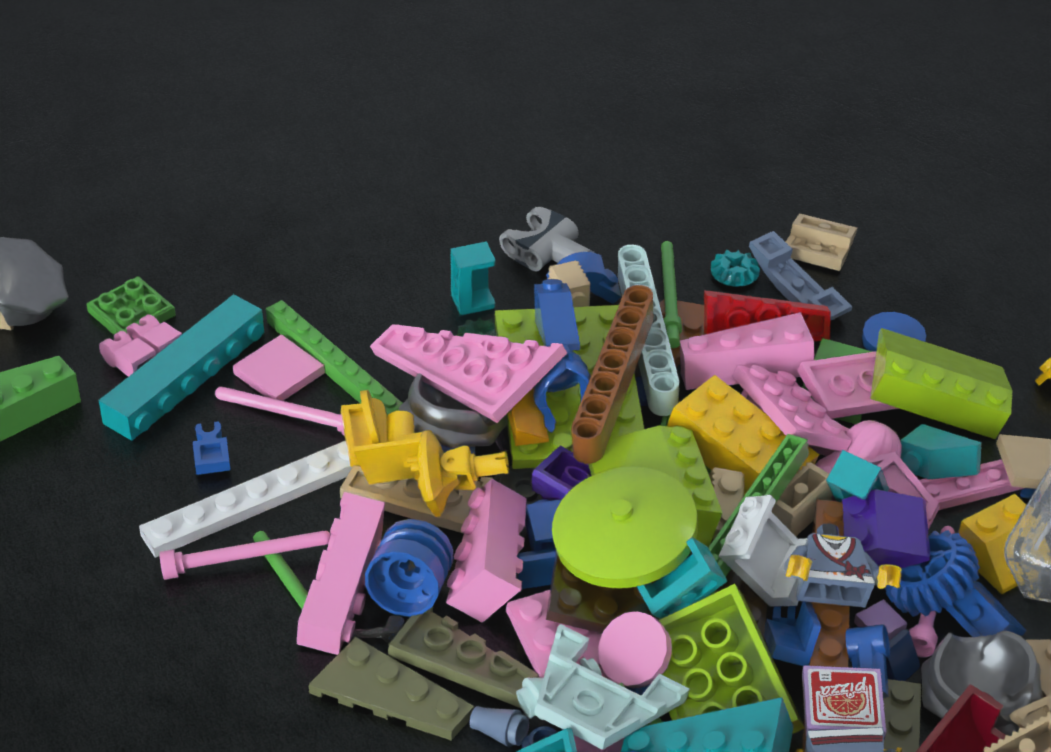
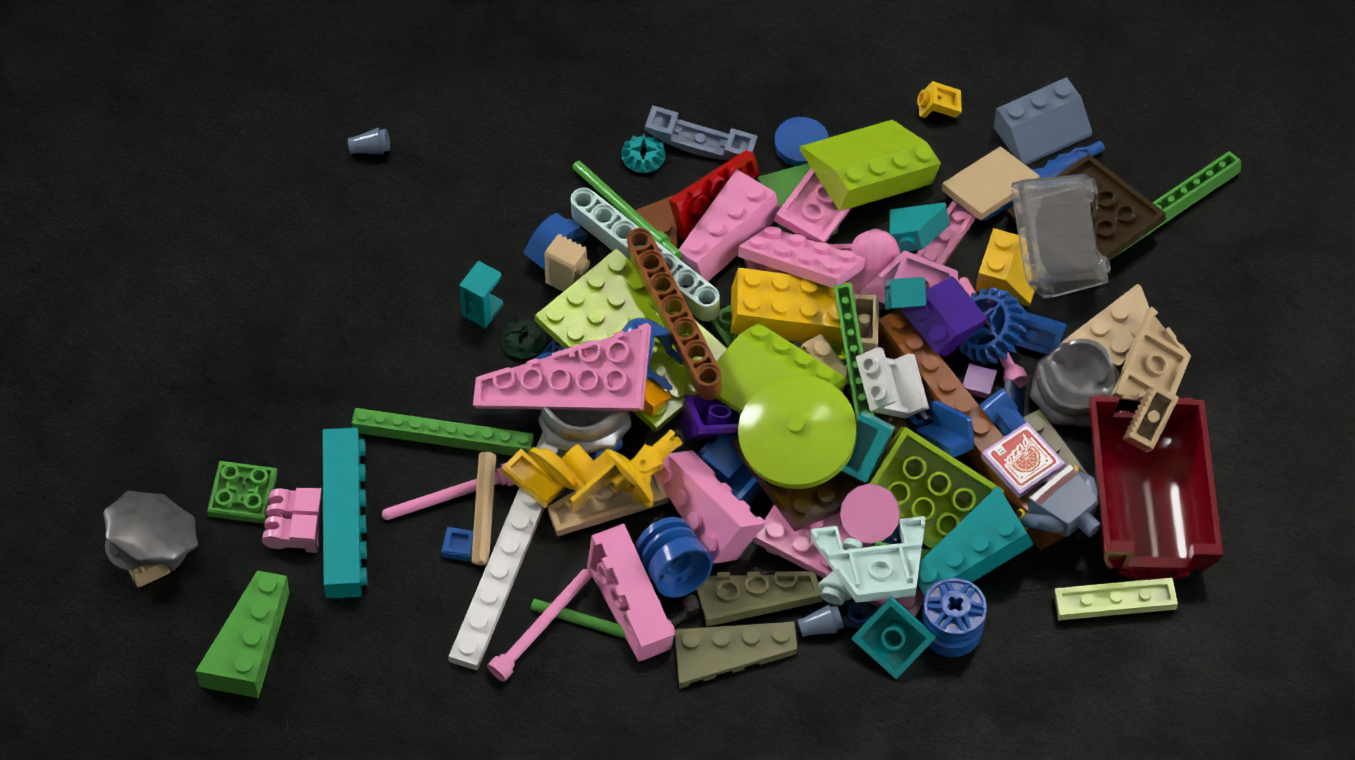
camera: 40 degrees left, 15 degrees up
(210, 451) = (435, 566): blue plate -> none
(252, 451) = (457, 544): none -> blue tile
(278, 369) = (407, 465): bright pink tile -> none
(297, 432) = (483, 508): none -> tan axle
(512, 141) = (370, 142): none -> sand blue cone
(546, 242) = (495, 222): light grey connector -> none
(555, 314) = (603, 298): blue slope -> none
(820, 241) = (681, 87): tan slope -> none
(837, 569) = (947, 367): torso -> none

